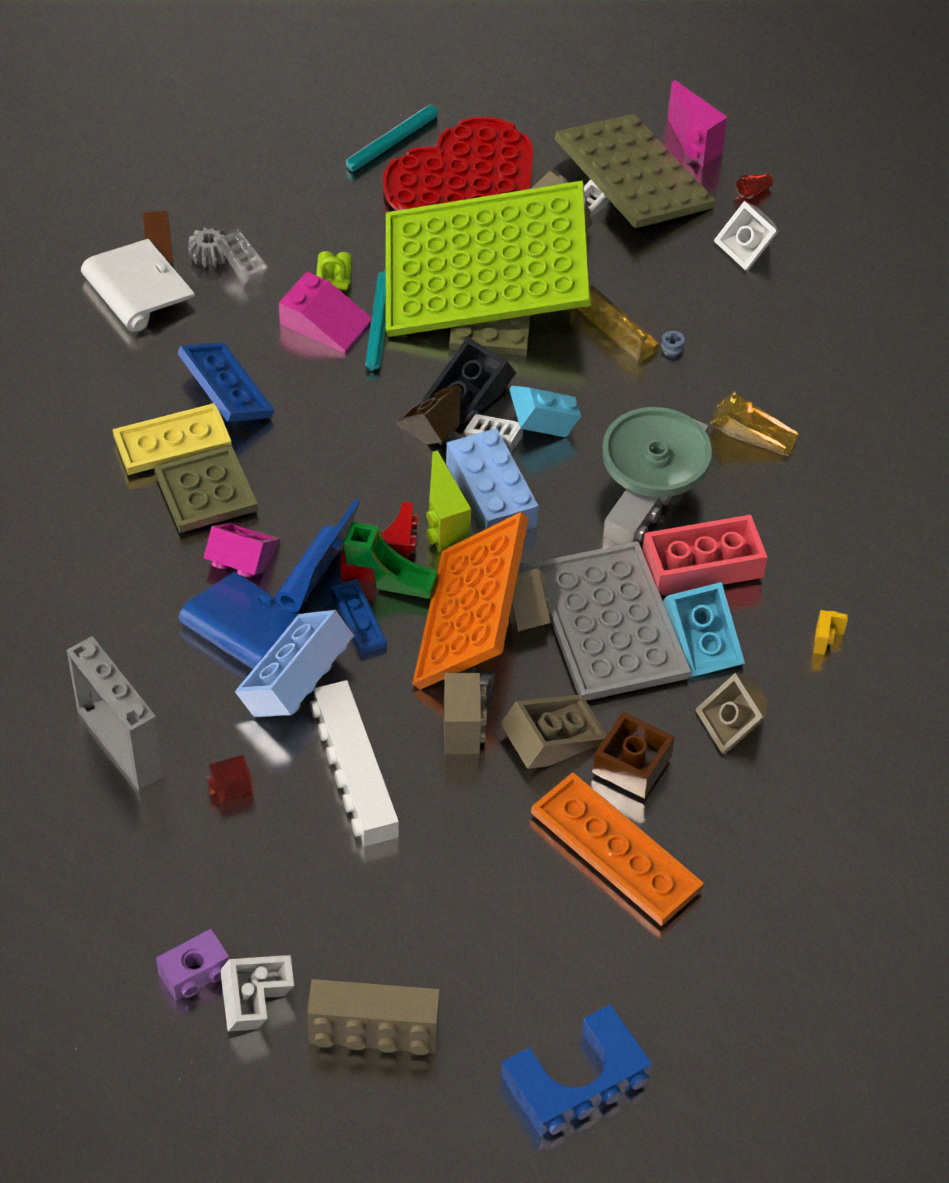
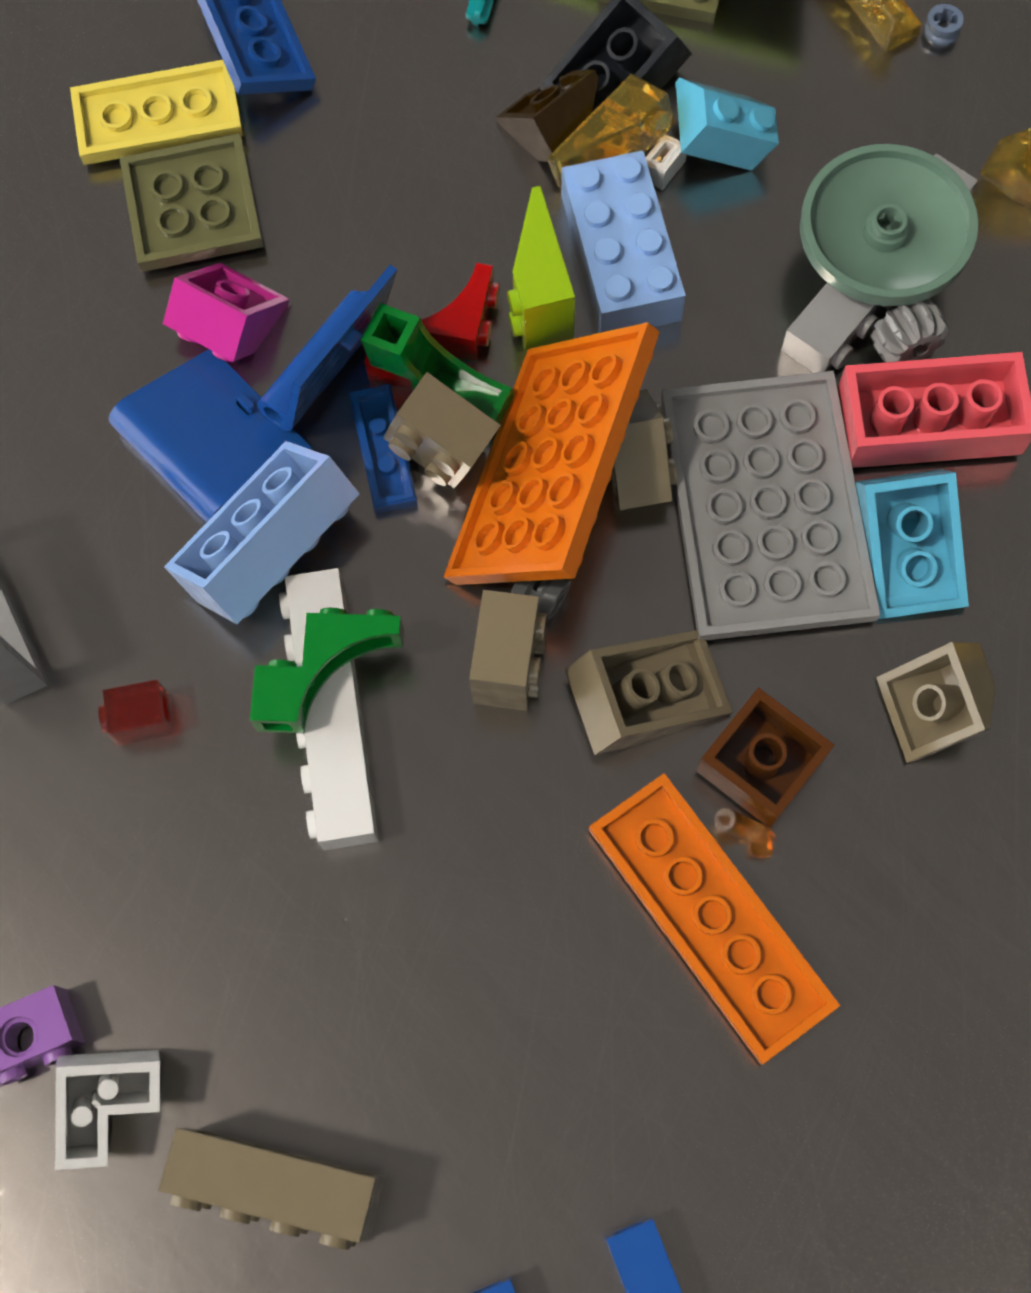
camera: 15 degrees right, 20 degrees up
(354, 716) = (332, 639): none -> green arch
(398, 596) = (440, 431): none -> dark tan brick
(482, 412) = (622, 124): none -> clear yellow slope
(629, 799) = (746, 829): none -> clear orange arm
(681, 511) = (910, 332): none -> light grey gear

